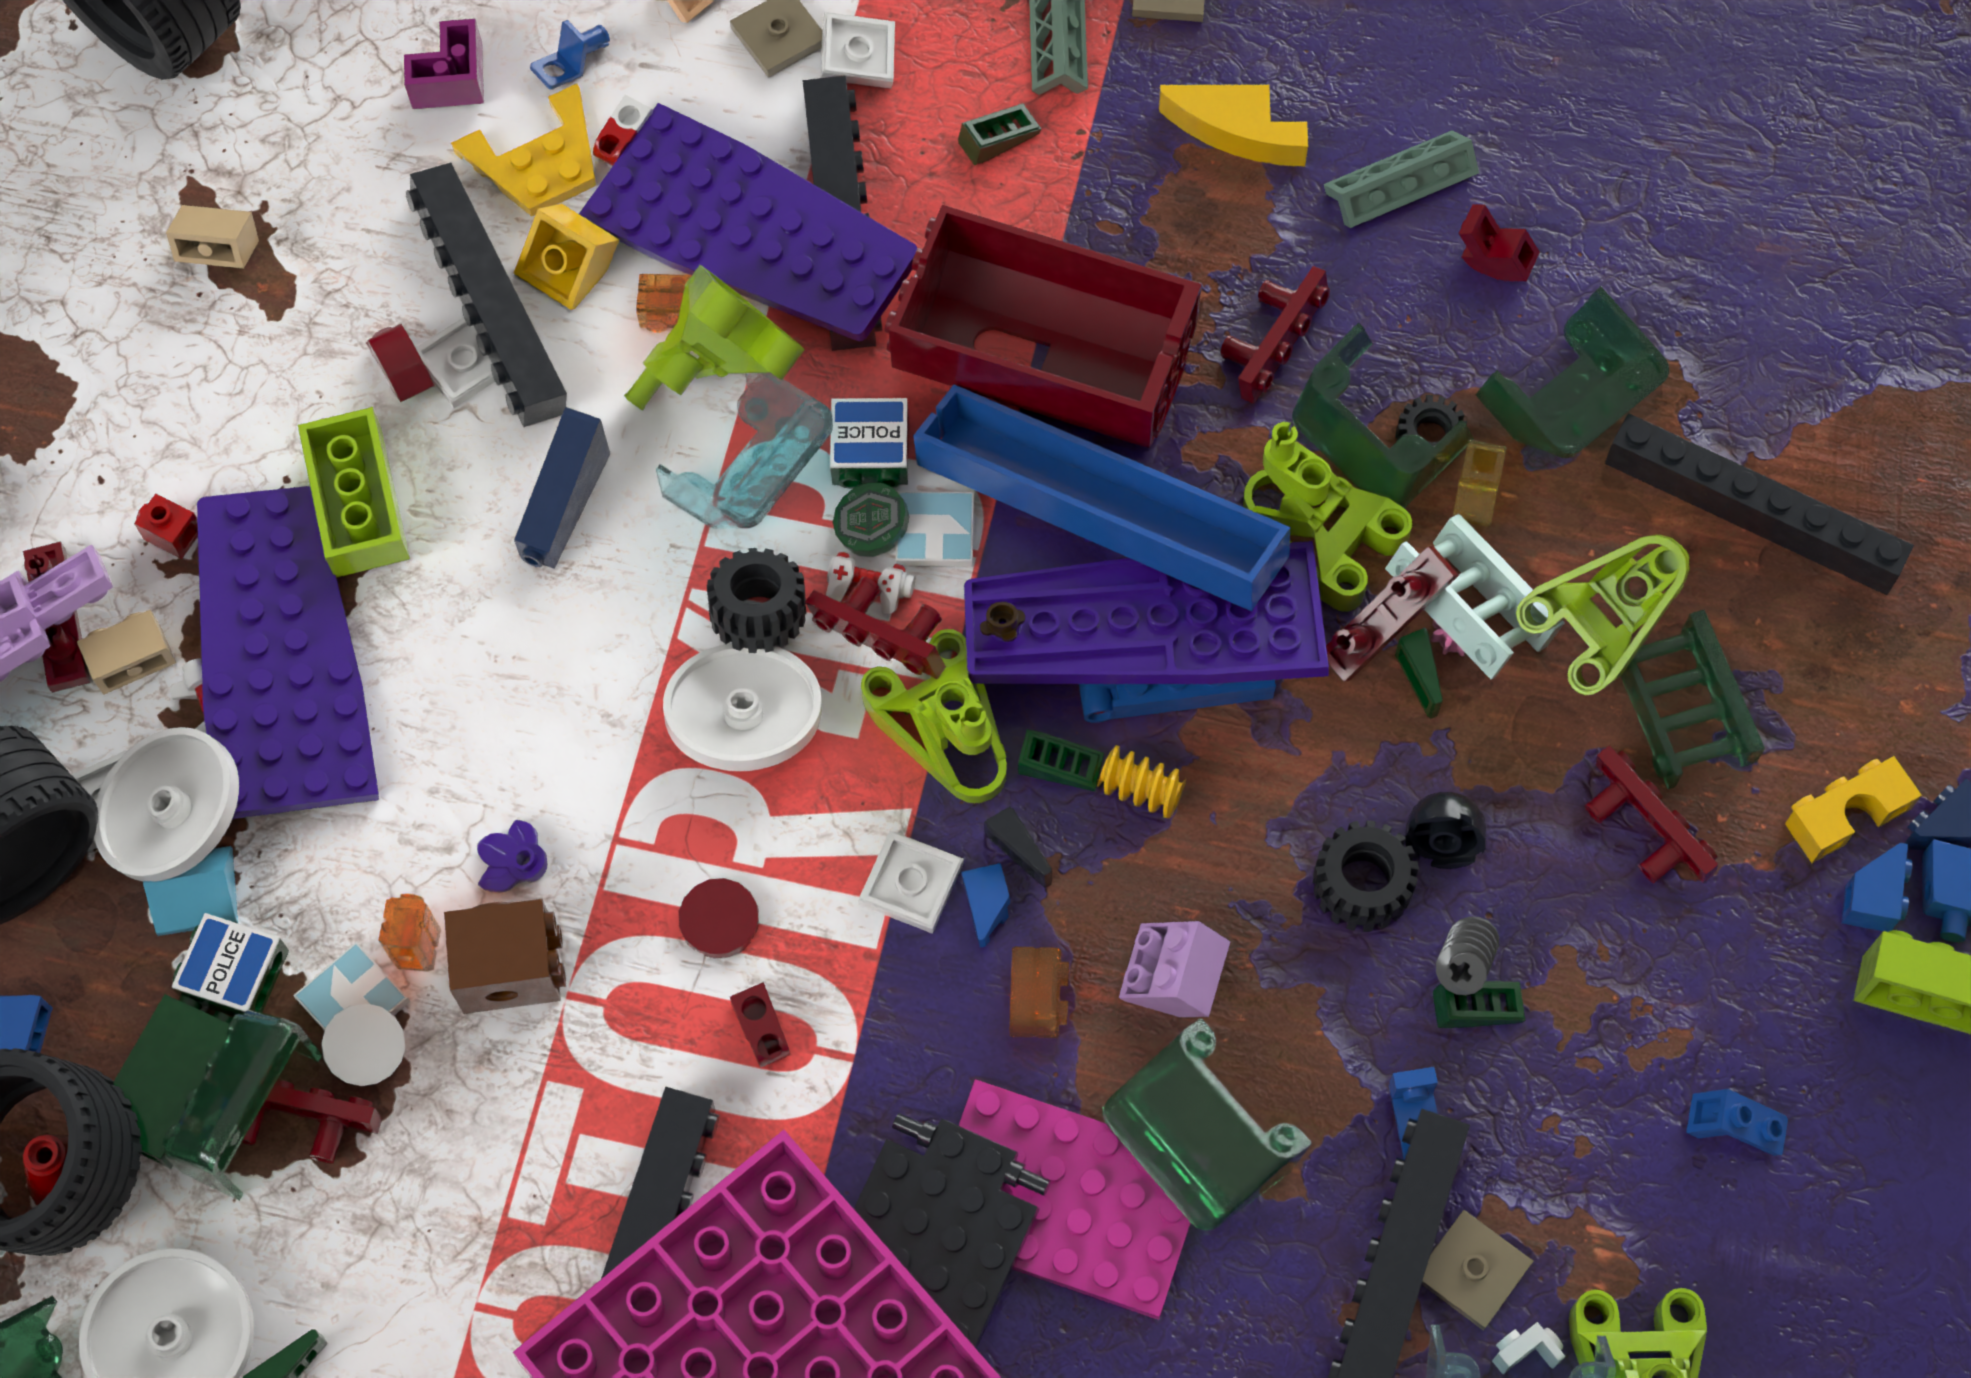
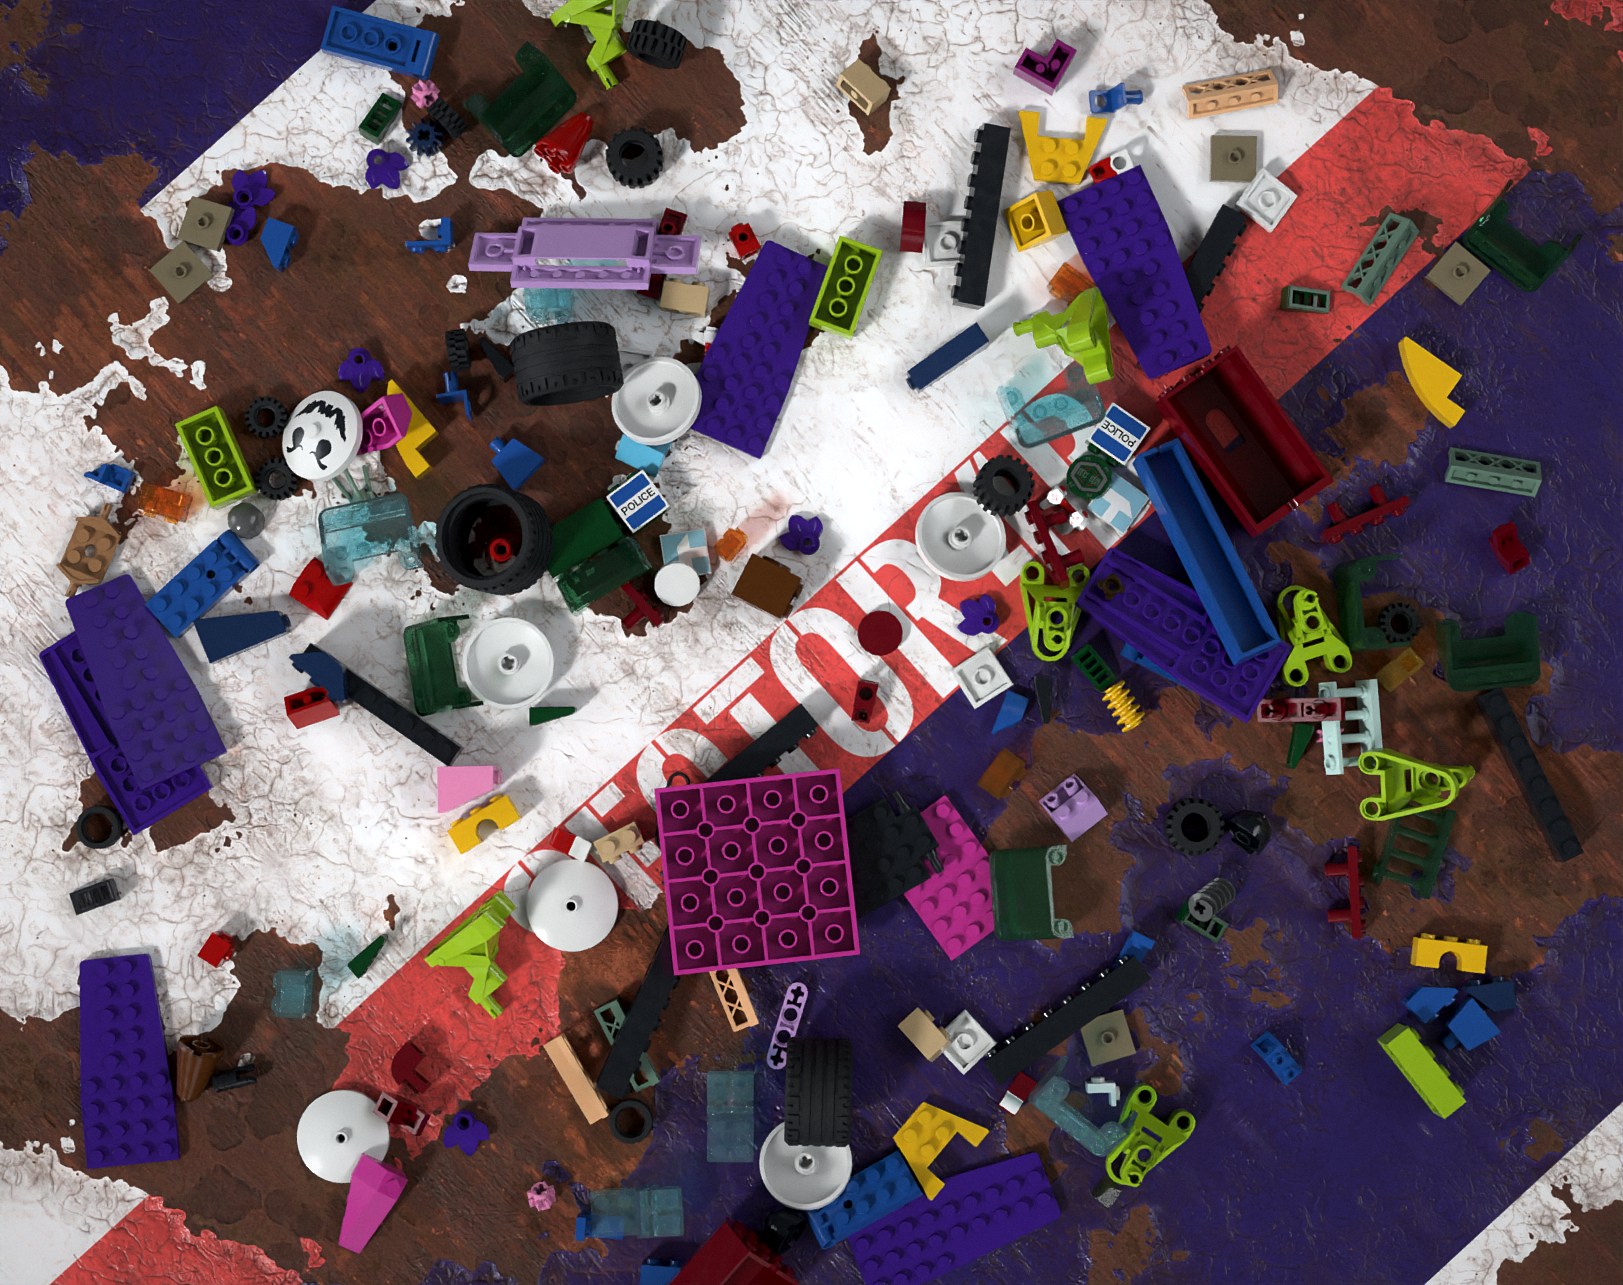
camera: 35 degrees right, 20 degrees up
(841, 801) = (976, 613): none -> dark purple plate

